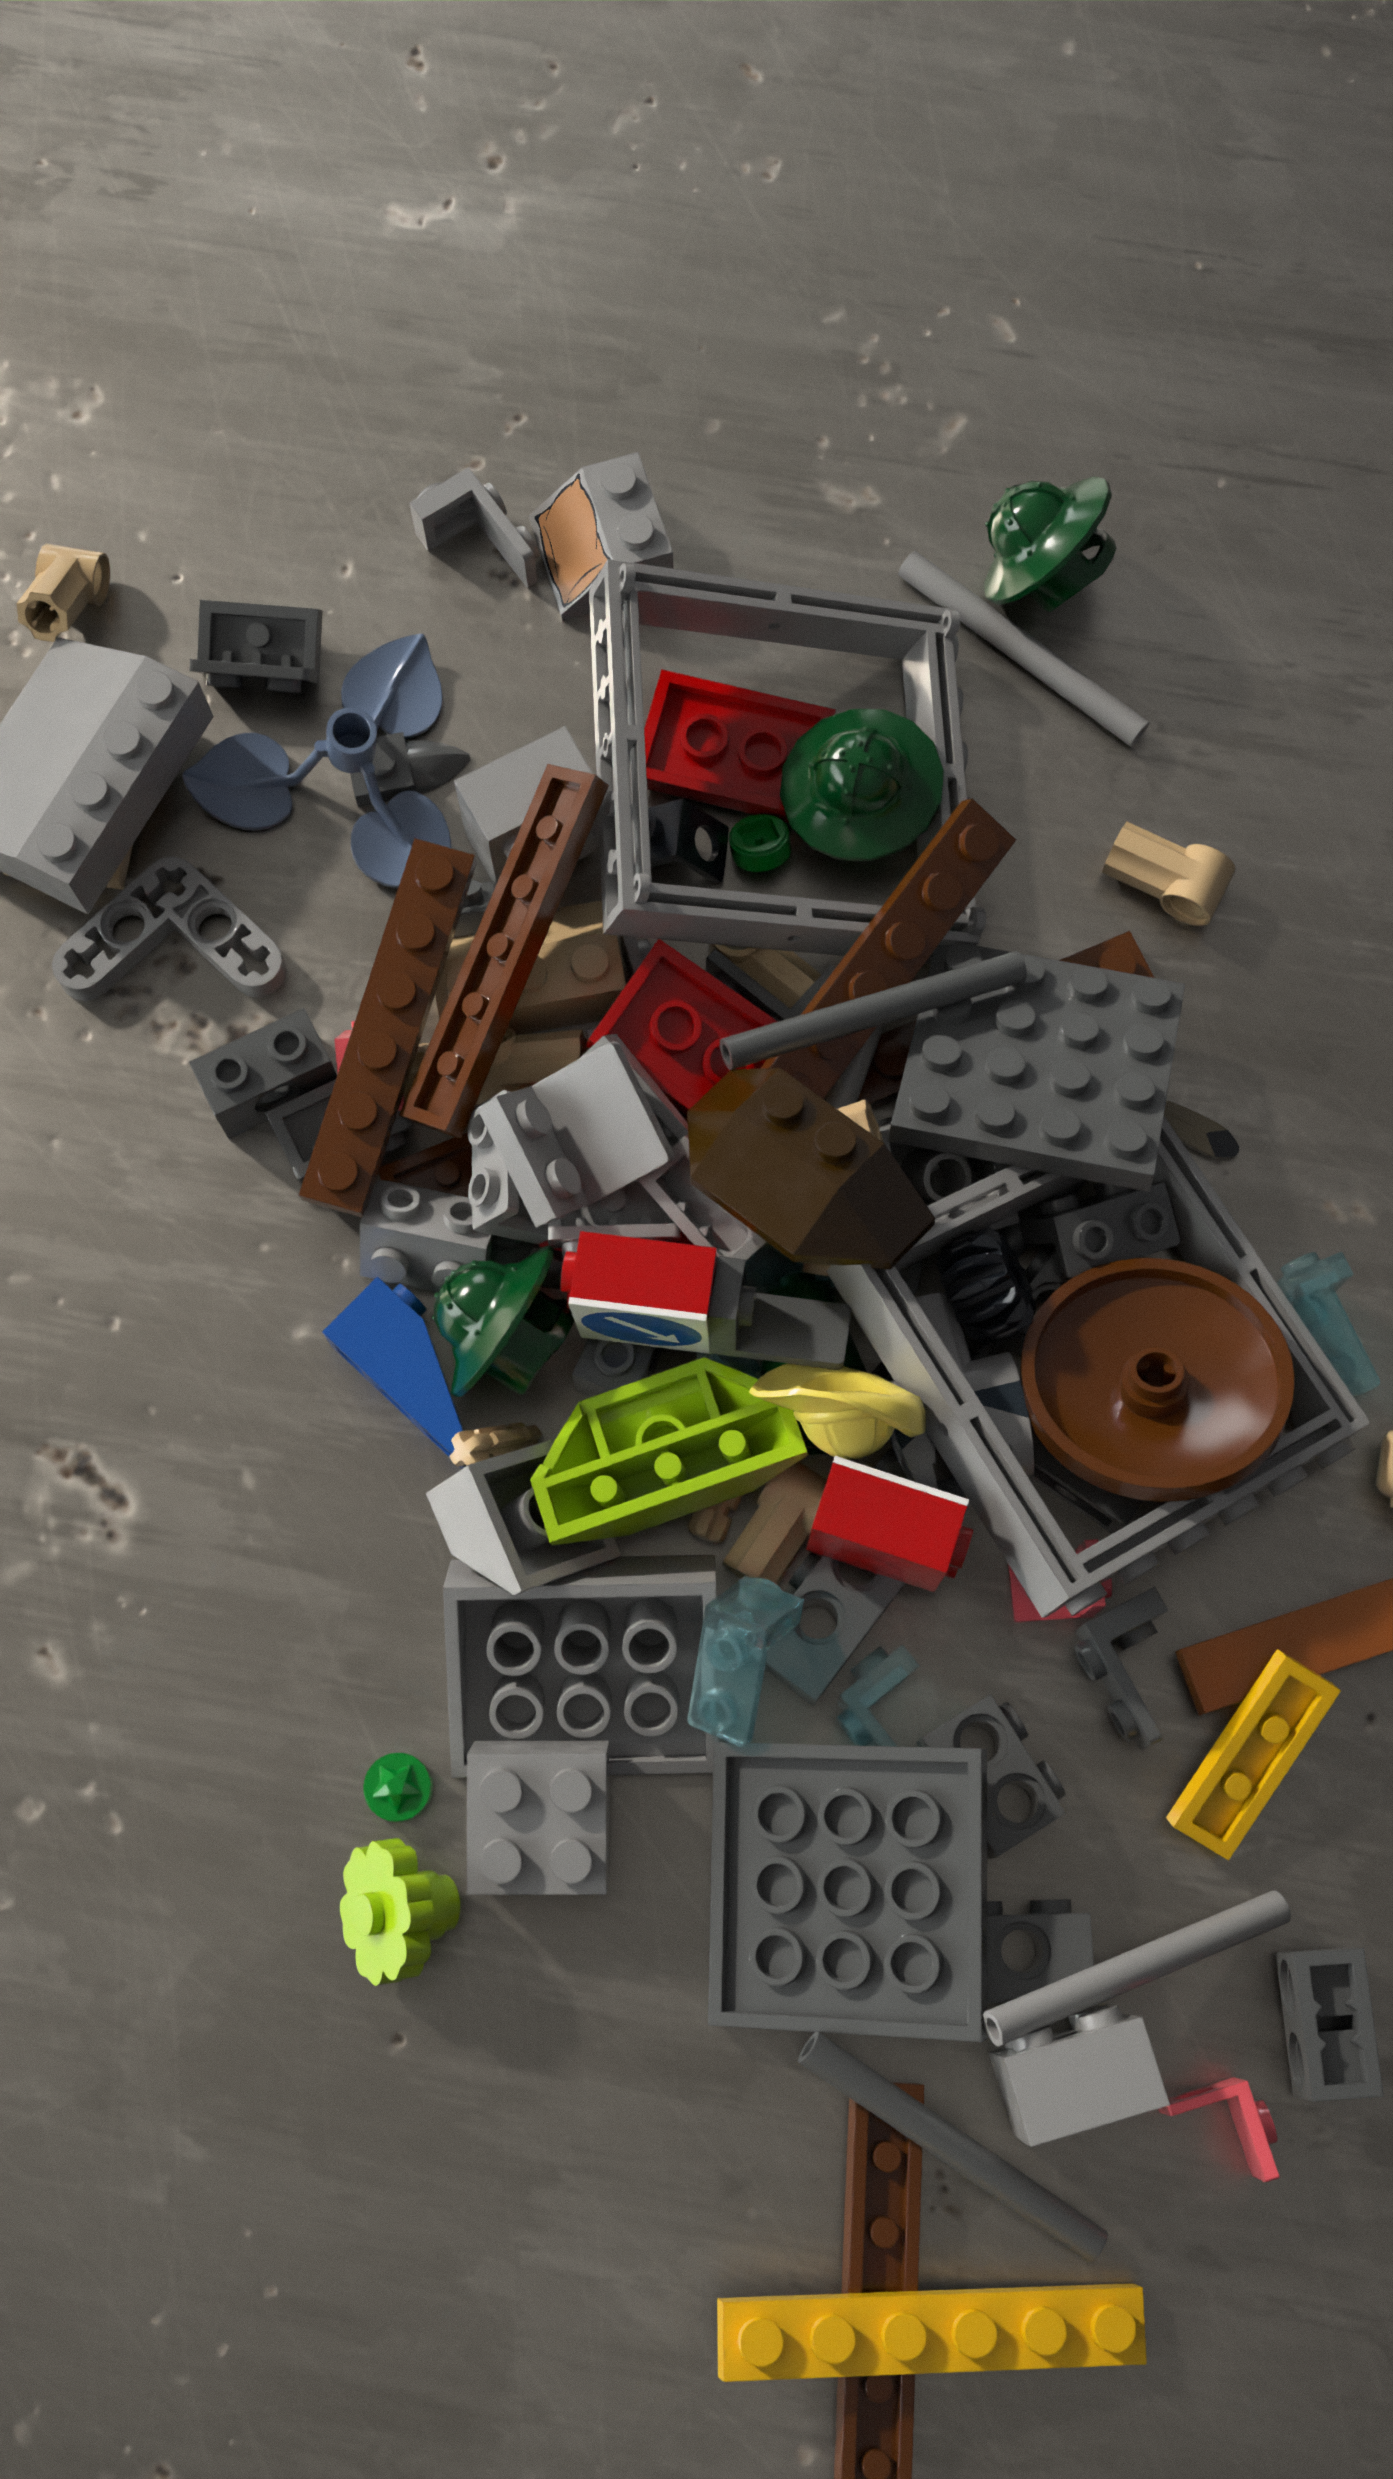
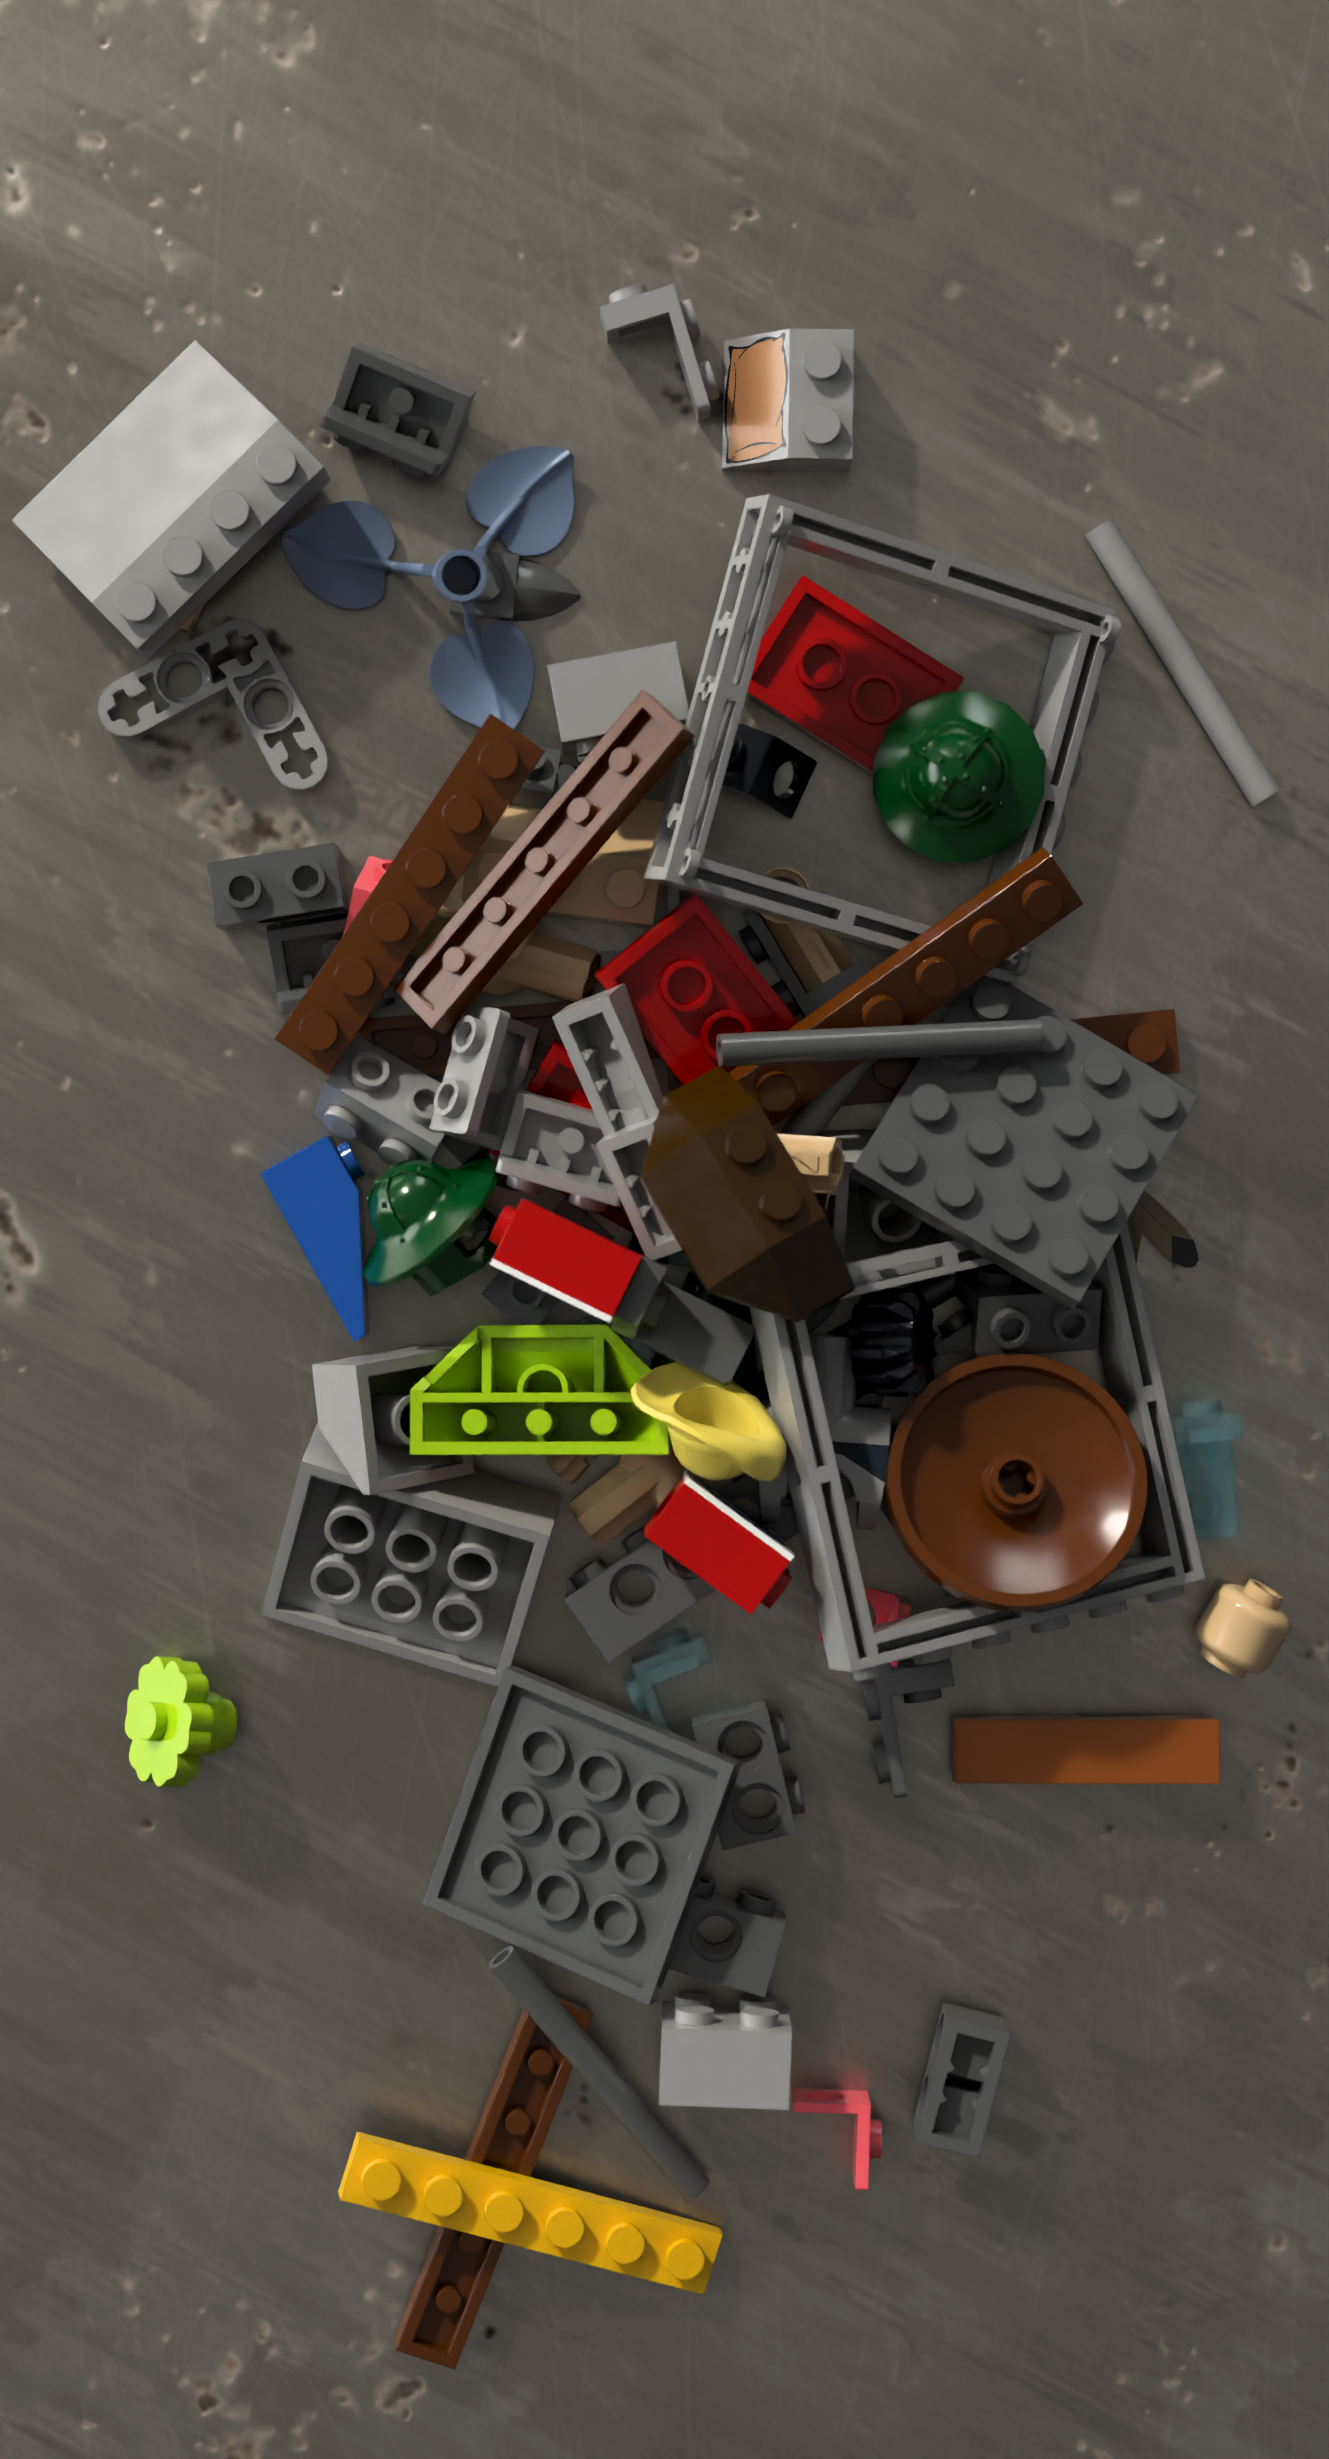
camera: 15 degrees right, 15 degrees up
(62, 588) = (218, 275): tan piece -> none
(398, 1787) = (210, 1608): green tile -> none
(491, 1442) = (390, 1333): tan axle -> none
(538, 1818) = (328, 1682): light grey brick -> none
(577, 1134) = (549, 1085): light grey bracket -> none
(733, 1656) = (547, 1600): clear light blue bracket -> none
(760, 842) = (840, 794): green tile -> none
(1042, 539) = (1240, 568): dark green helmet -> none
(1135, 1968) = (811, 1982): light grey piece -> none
(1184, 879) = (1248, 973): tan piece -> none
(1253, 1754) = (984, 1833): yellow plate -> none

